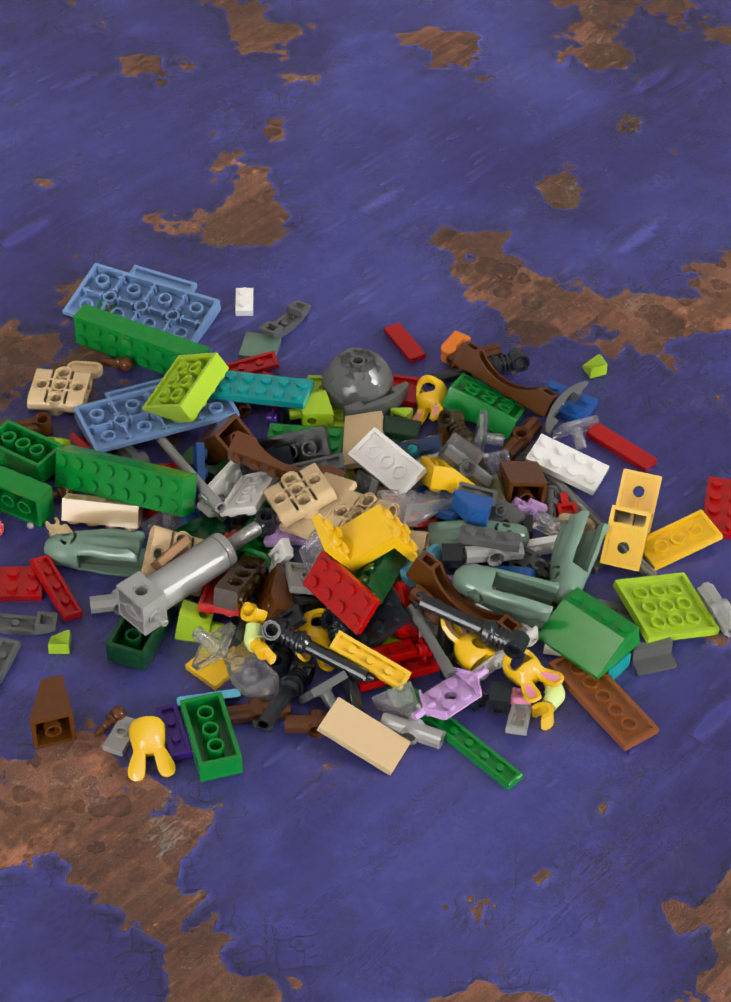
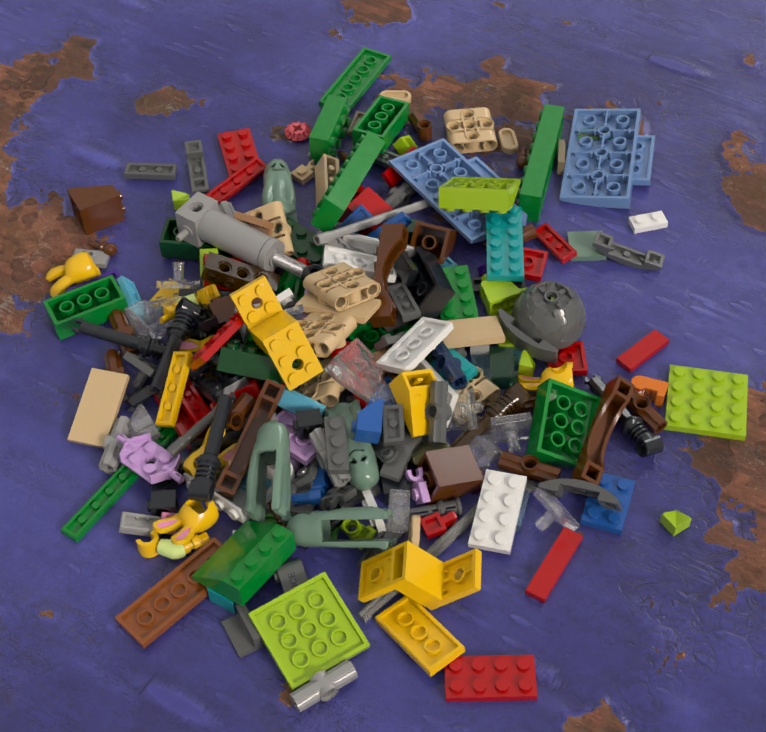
camera: 80 degrees right, 5 degrees up
(474, 315) = (707, 402): none -> lime plate

